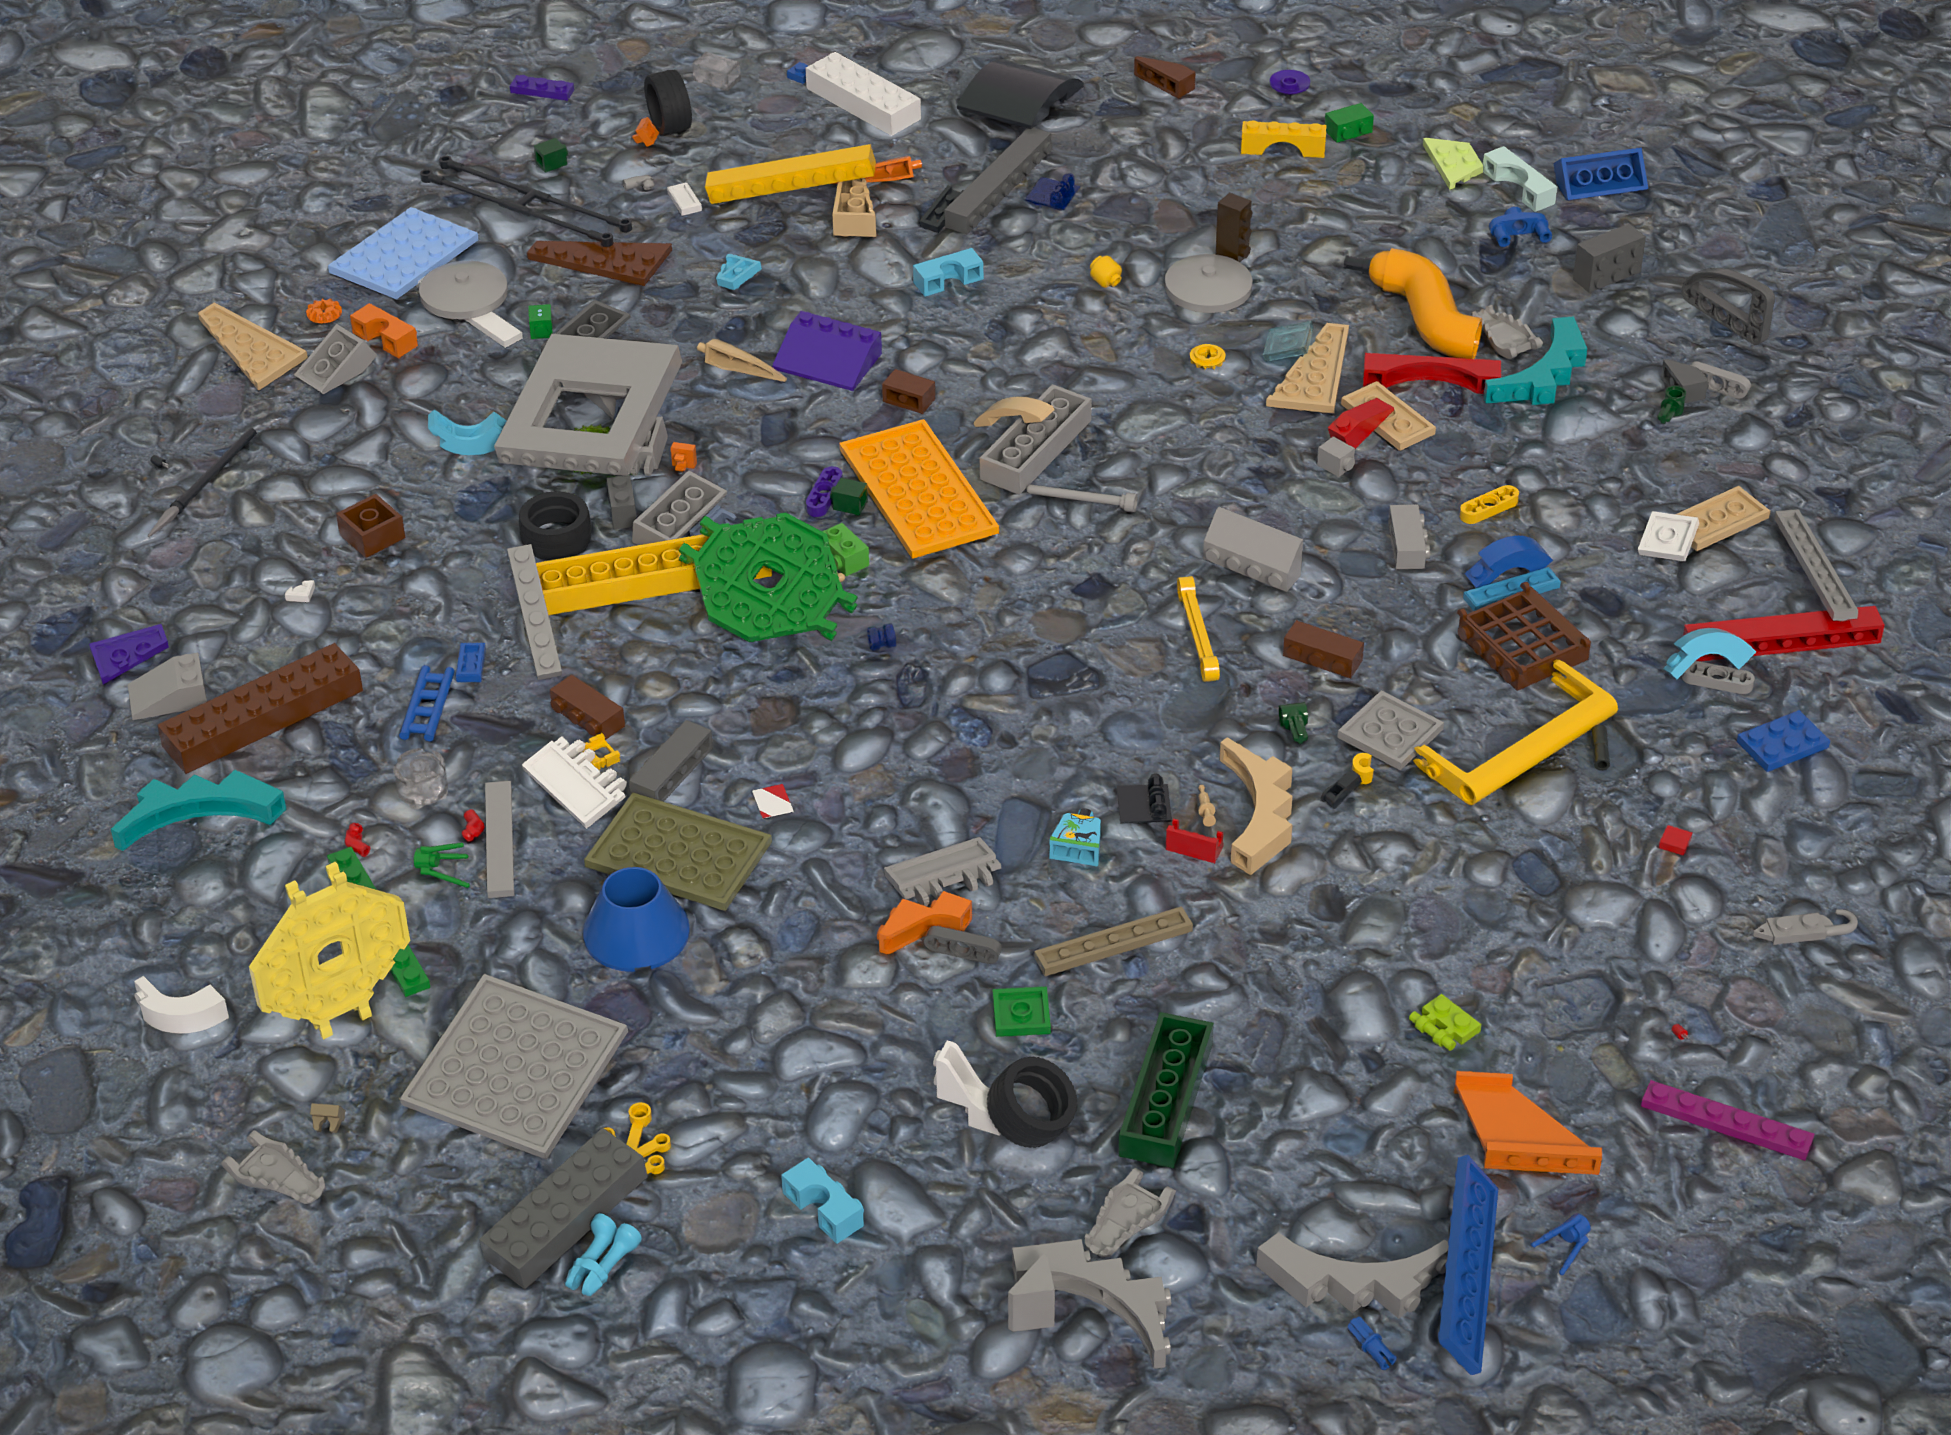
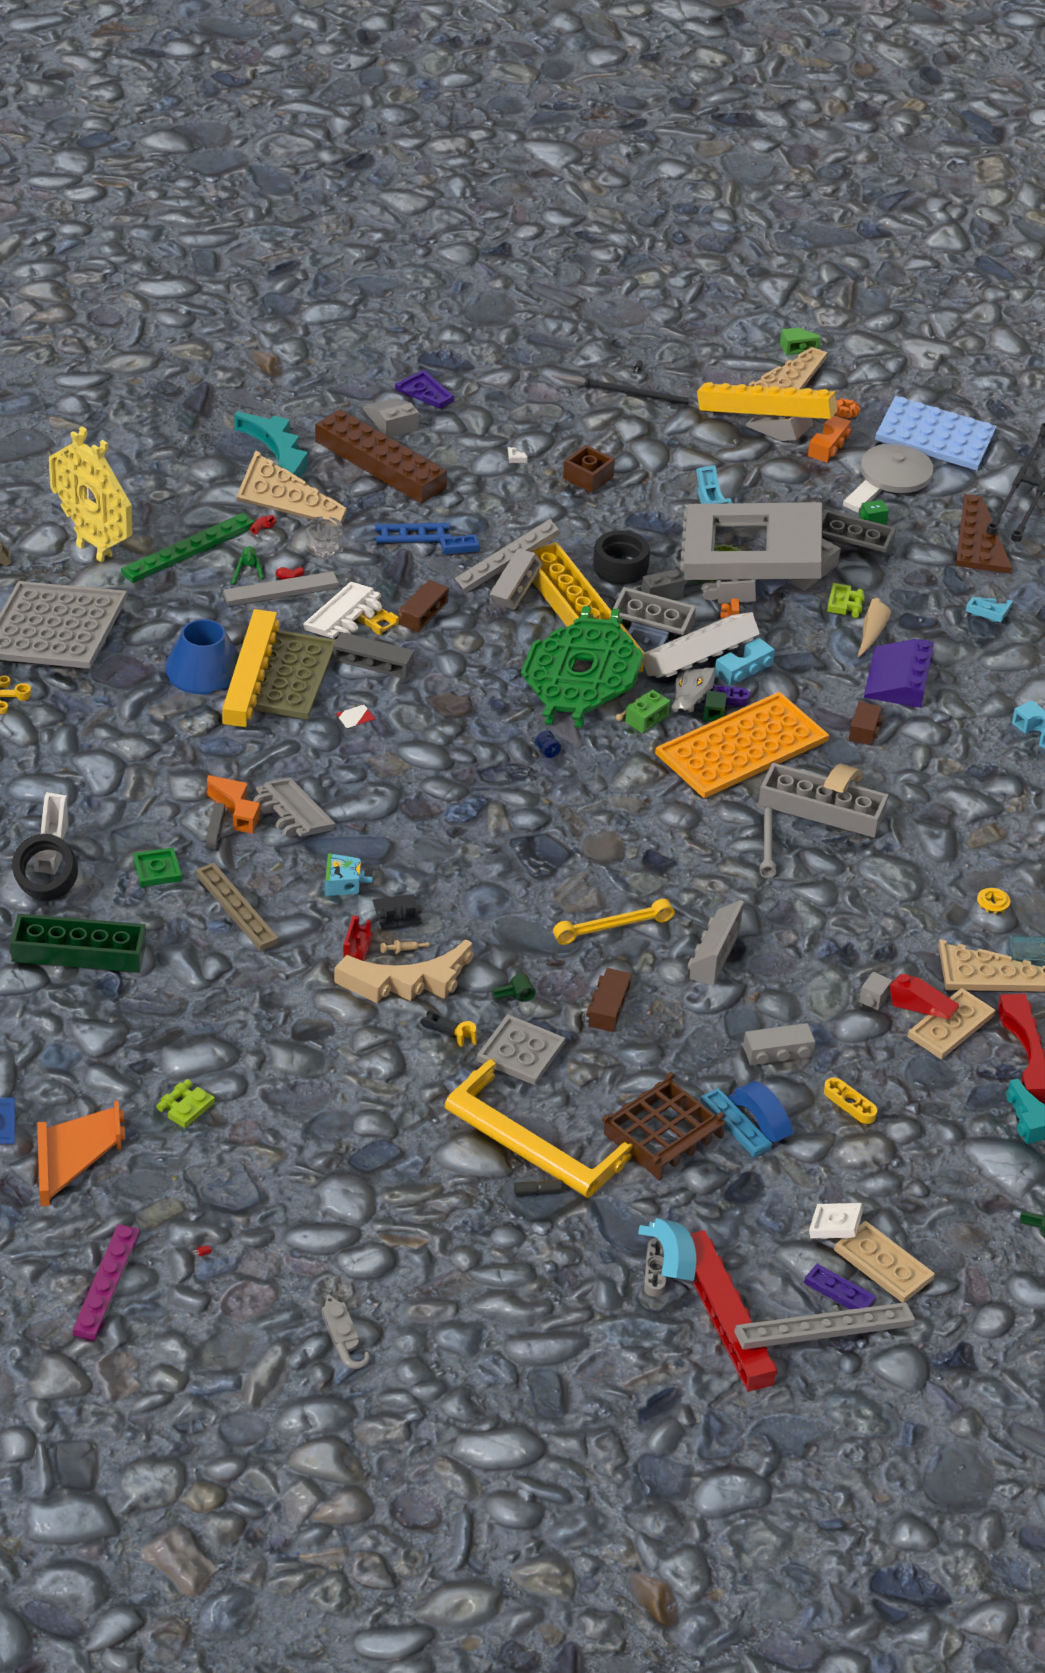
camera: 75 degrees right, 0 degrees up
(177, 322) = (798, 340): none -> bright green slope
(305, 807) = (283, 491): none -> tan wing
(317, 352) = (767, 400): none -> yellow brick
(580, 611) = (516, 579): none -> light grey brick
(681, 870) = (250, 668): none -> yellow brick
(693, 372) = (840, 597): none -> lime plate
(747, 475) = (700, 644): none -> white brick
(784, 469) = (756, 657): none -> medium azure arch
(815, 506) = (692, 687): none -> light grey animal
(1675, 840) = (432, 1241): red tile -> none
(1754, 553) = (838, 1288): none -> dark purple plate
(1783, 741) = (582, 1315): blue plate -> none

